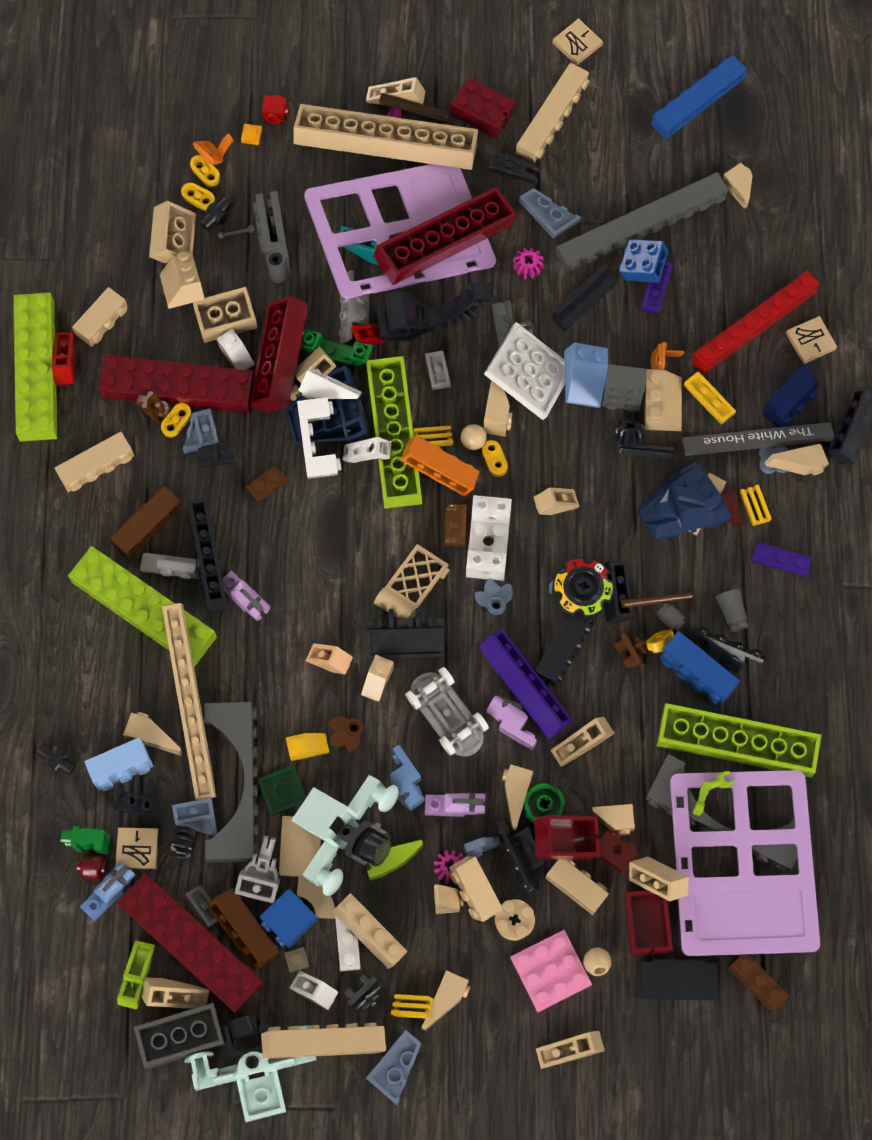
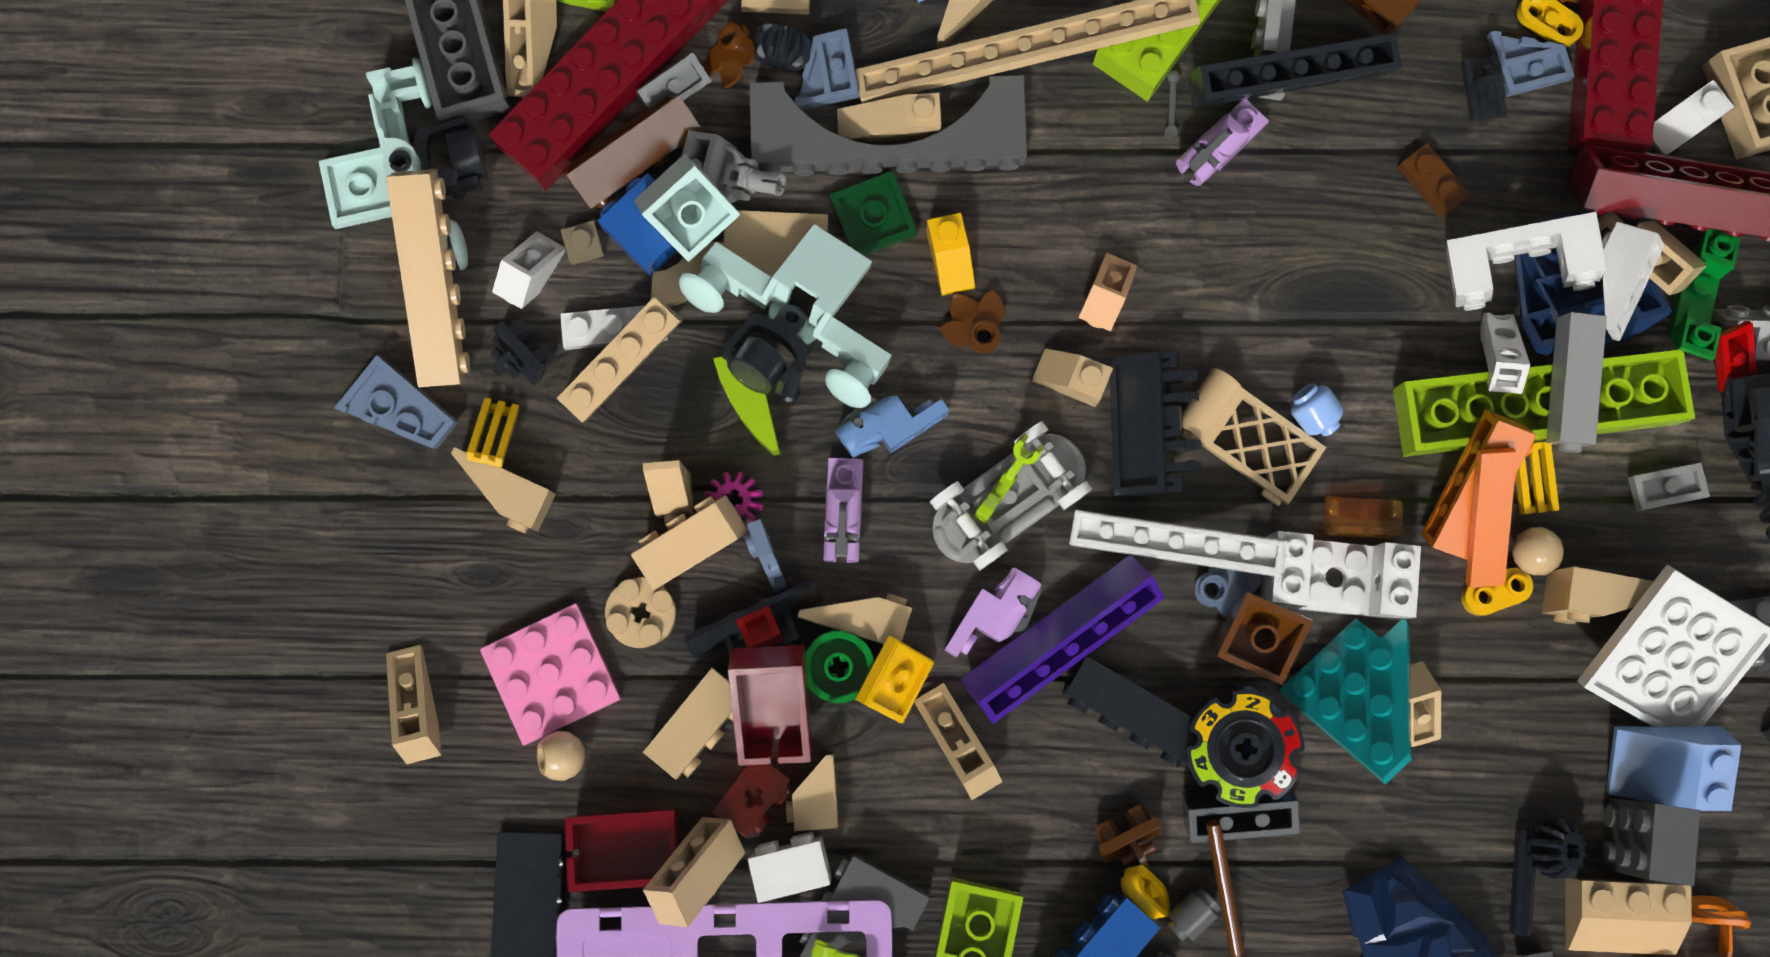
camera: 90 degrees right, 10 degrees up
(187, 872) = (731, 53): none -> reddish brown plate
(226, 780) = (891, 119): none -> tan slope
(235, 624) = (1171, 130): none -> dark grey hinge
(283, 890) = (686, 207): none -> light aqua slope
(385, 414) = (1576, 381): none -> light grey brick
(397, 548) = (1317, 410): none -> light blue head
(454, 723) = (1007, 479): none -> lime piece
(458, 459) = (1491, 517): none -> orange tile
(472, 622) = (1179, 543): none -> white tile
(523, 578) = (1261, 637): none -> reddish brown slope
(524, 848) = (760, 629): none -> red plate
(550, 773) = (895, 680): none -> yellow tile
(552, 528) = (1361, 696): none -> teal wing
(654, 829) = (790, 867): none -> white brick

